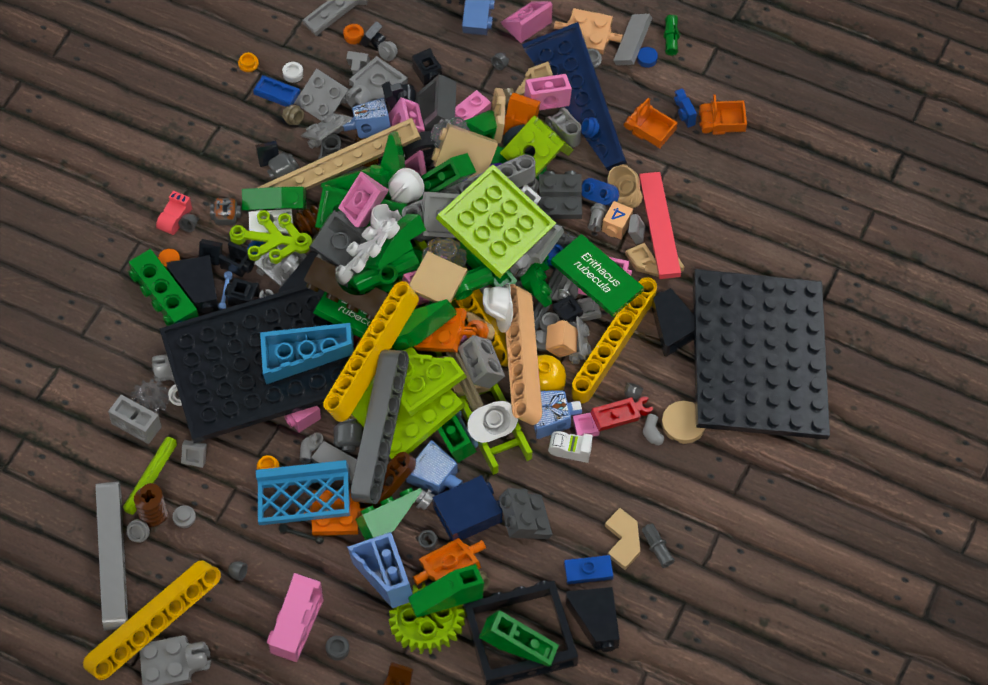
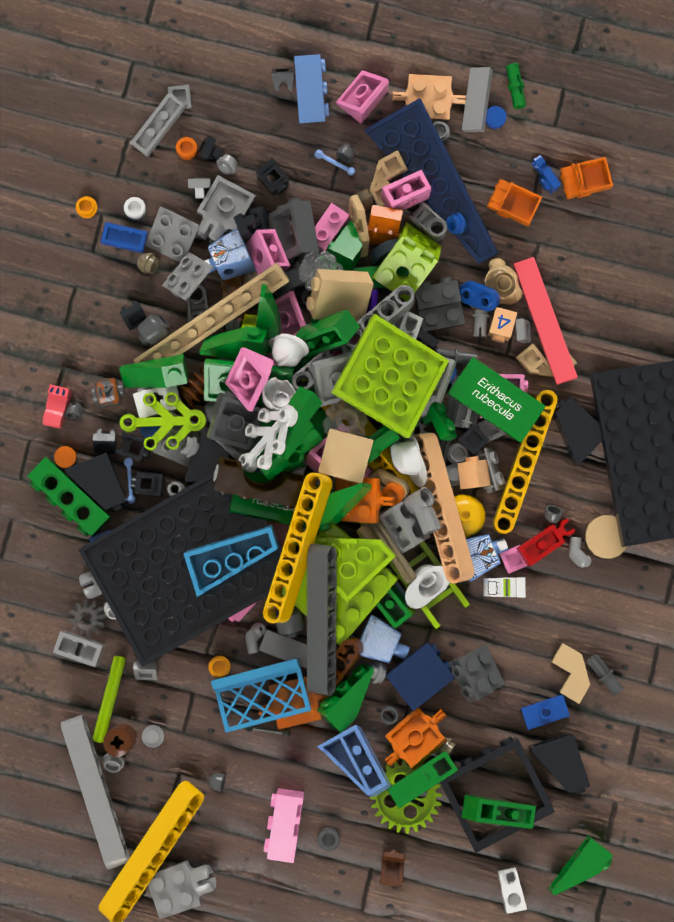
camera: 15 degrees left, 25 degrees up
(475, 58) = (319, 154): none -> light blue hinge
(501, 345) = (420, 505): none -> light grey piece

